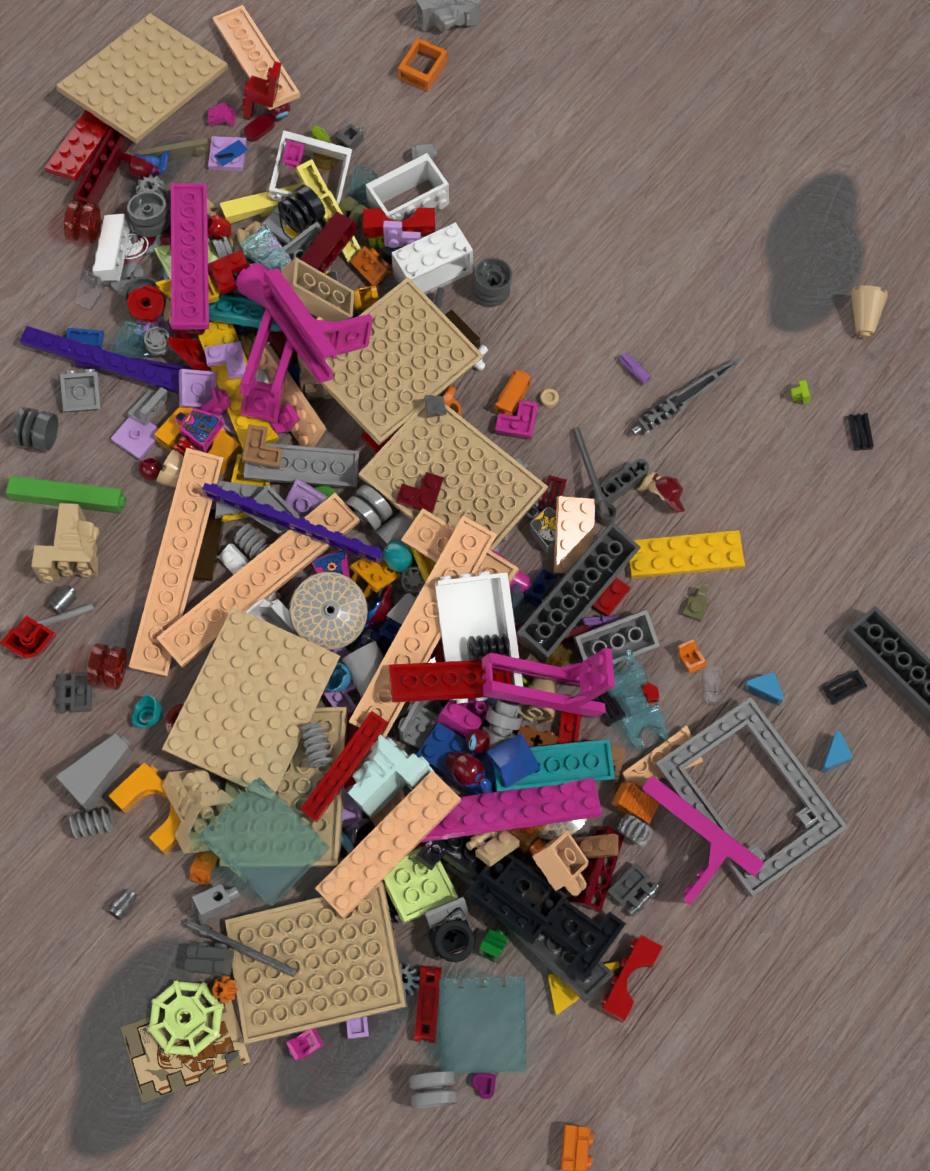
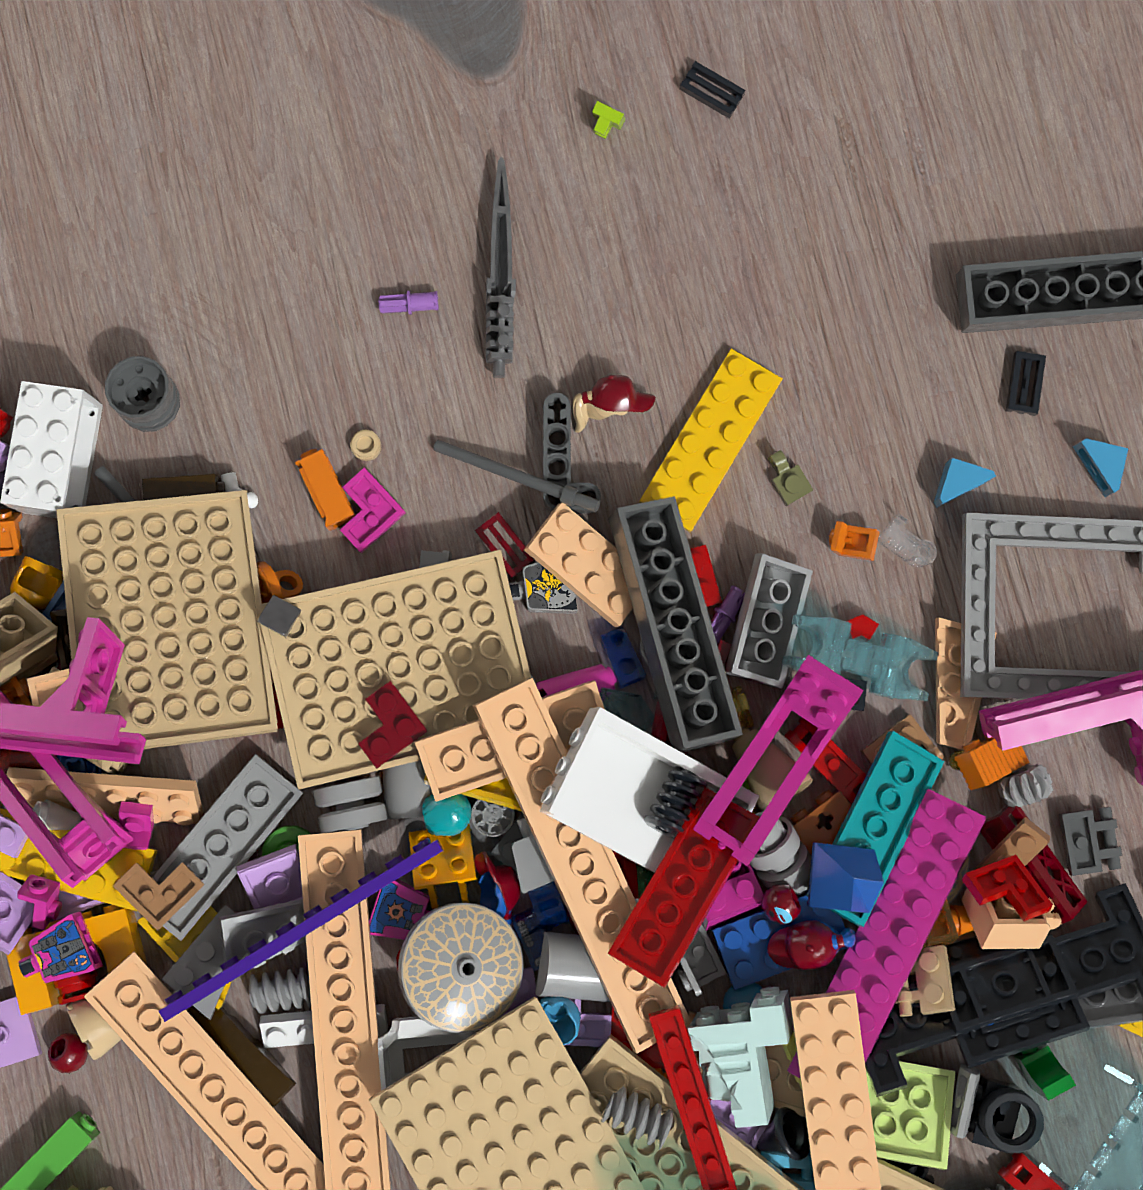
camera: 55 degrees left, 15 degrees up
(578, 843) = (1008, 879): none -> red plate

